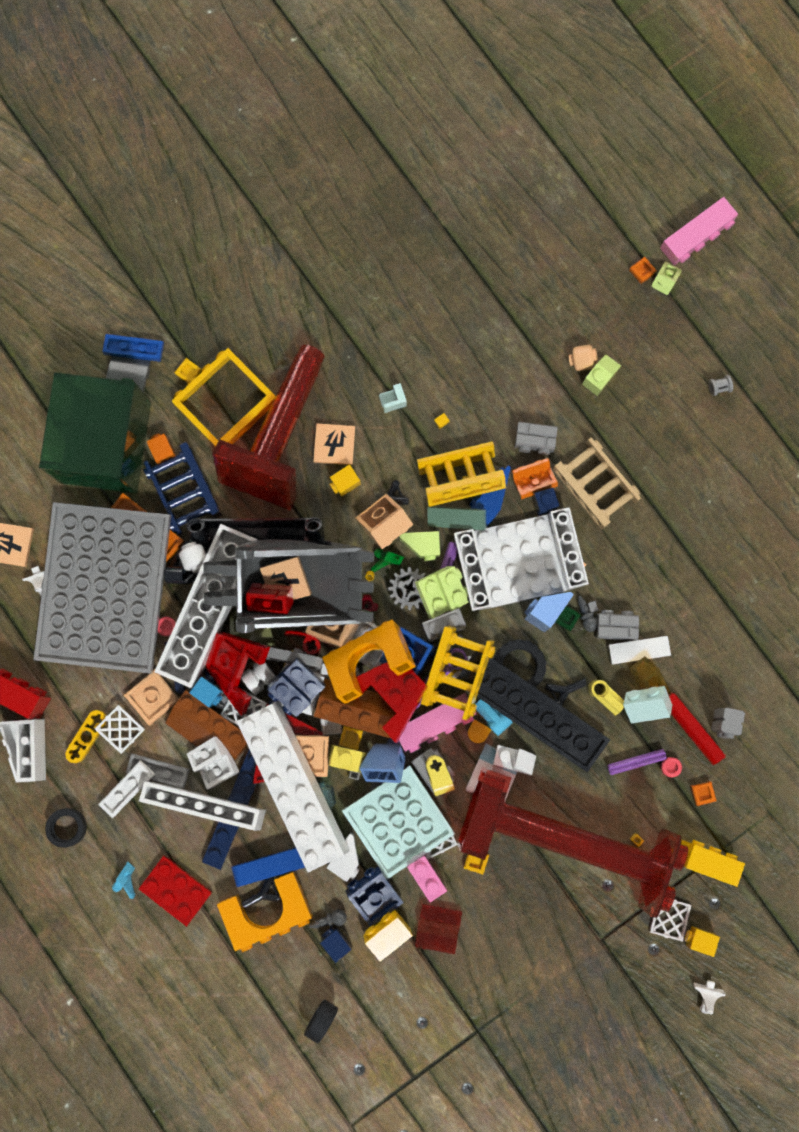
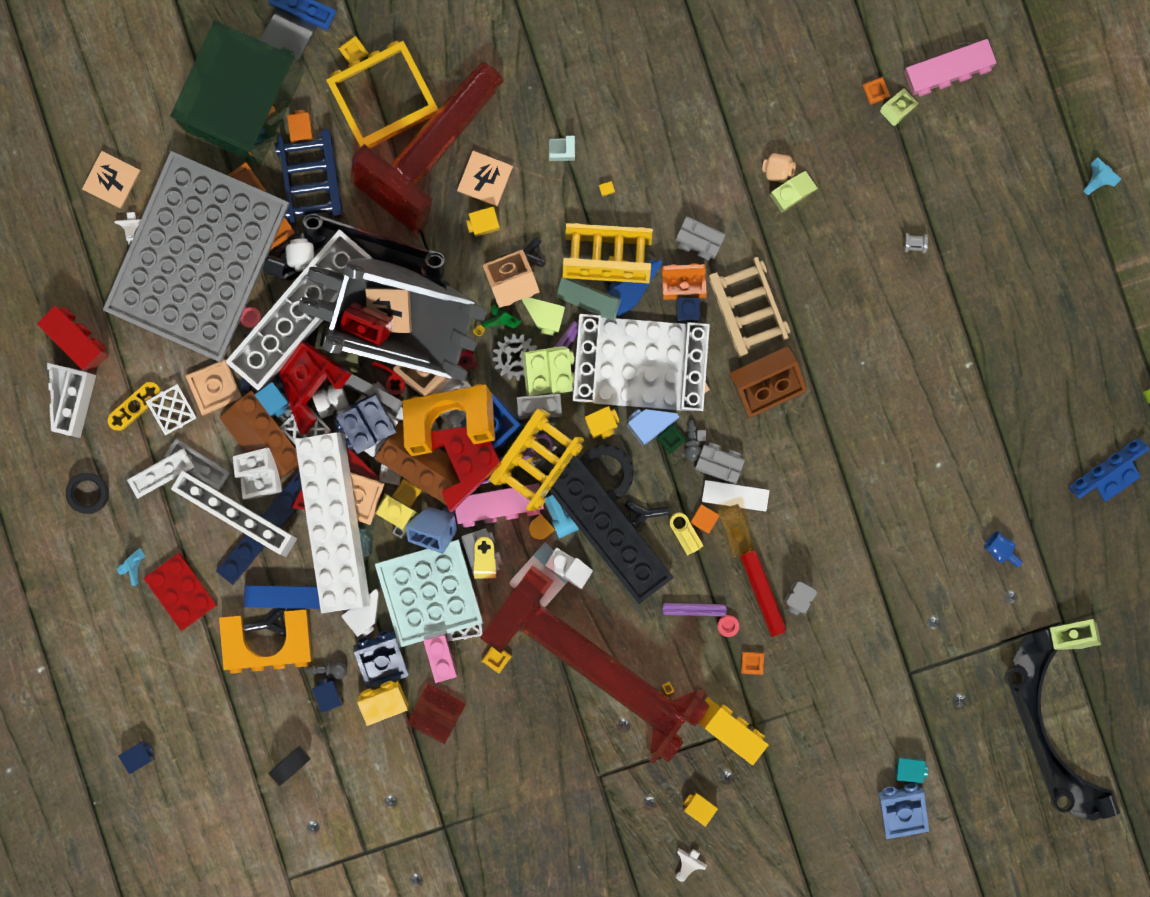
camera: 15 degrees right, 5 degrees up
(180, 1056) = (137, 756): none -> dark blue brick
(504, 622) = (602, 422): none -> yellow brick
(619, 678) = (704, 519): none -> orange tile
(635, 541) = (768, 382): none -> dark orange slope
(647, 704) = (722, 554): light aqua brick -> none
(670, 918) = (689, 785): white window -> none

